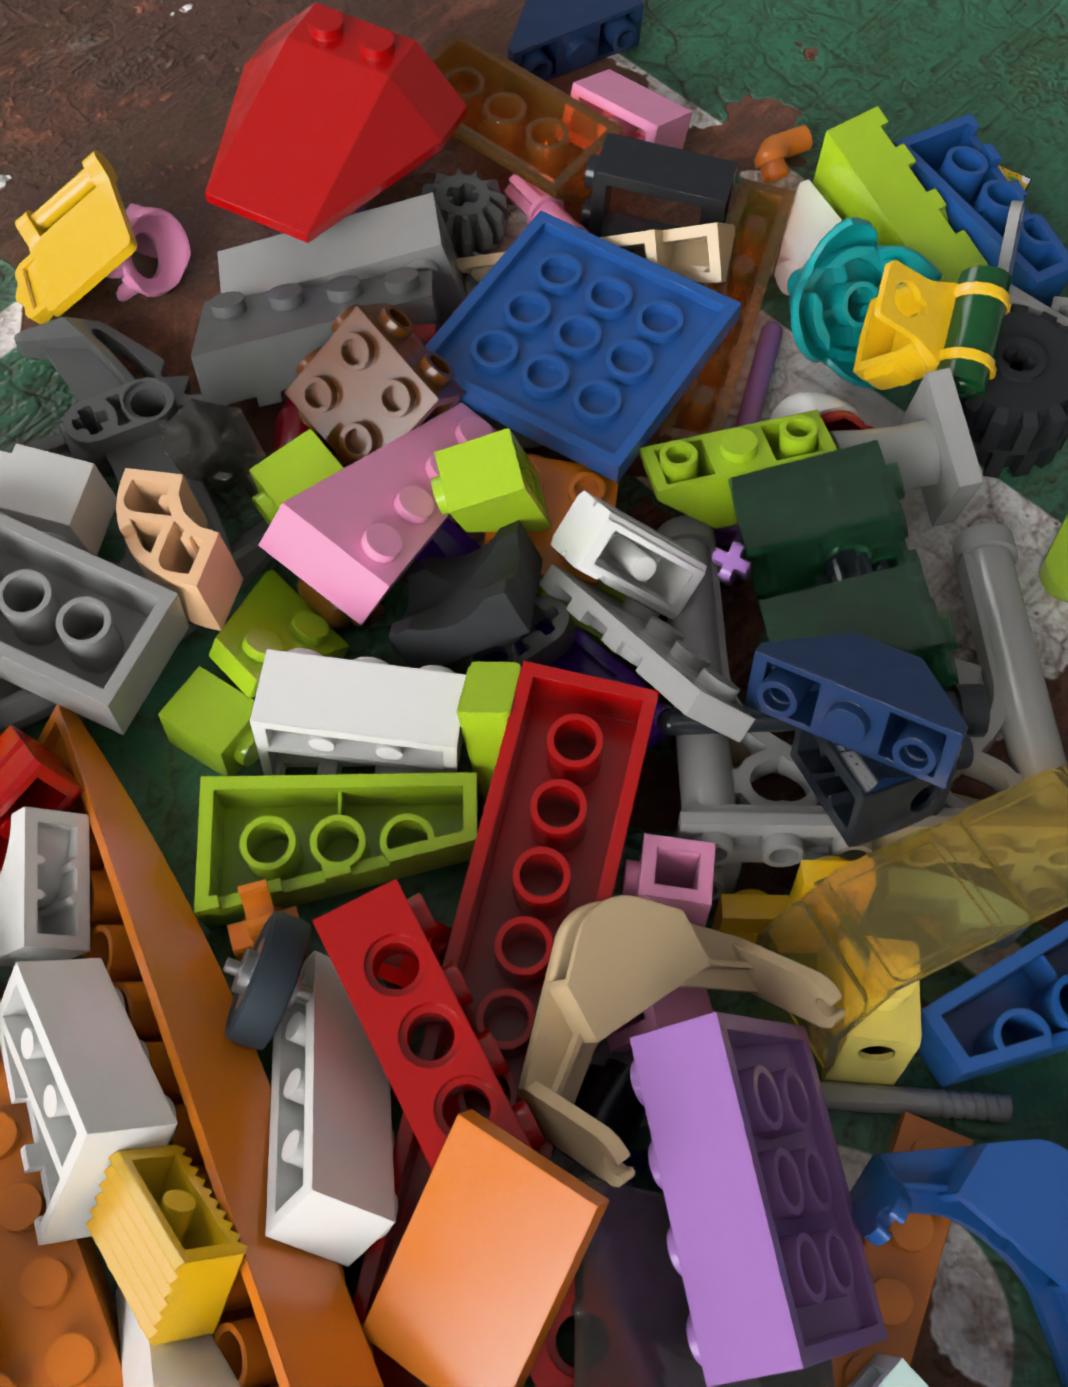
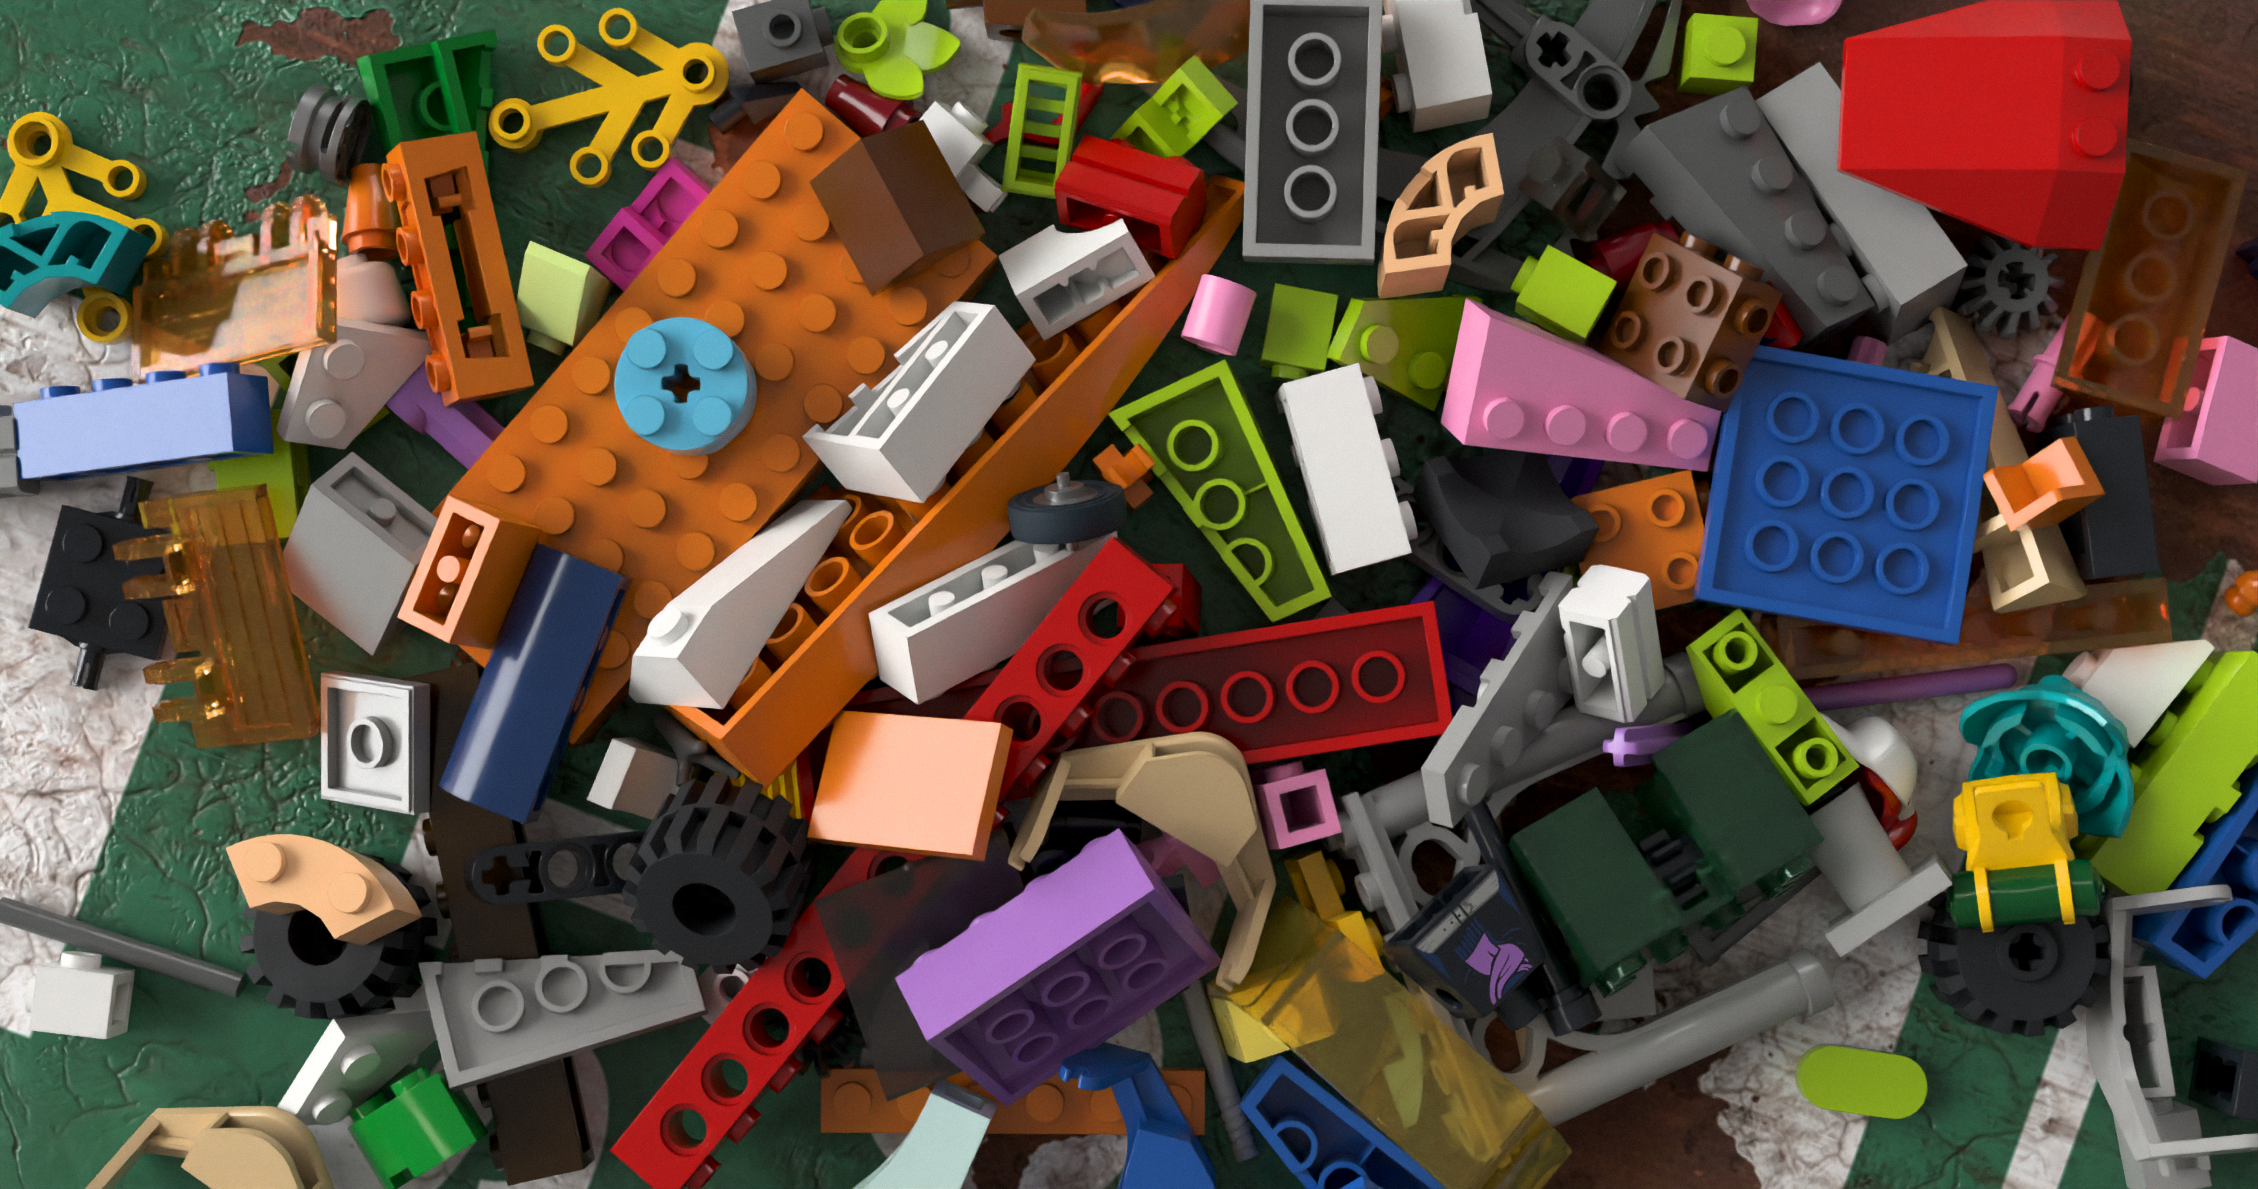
camera: 75 degrees right, 25 degrees up
(159, 773) = (1218, 315): none -> bright pink piece
(165, 1242) = (838, 537): yellow brick -> none
(166, 320) = (1716, 54): none -> lime brick
(484, 714) = (1385, 584): lime slope -> none
(490, 485) = (1612, 491): lime slope -> none
(636, 201) = (2044, 486): none -> orange panel
(861, 699) = (1504, 915): dark blue slope -> none

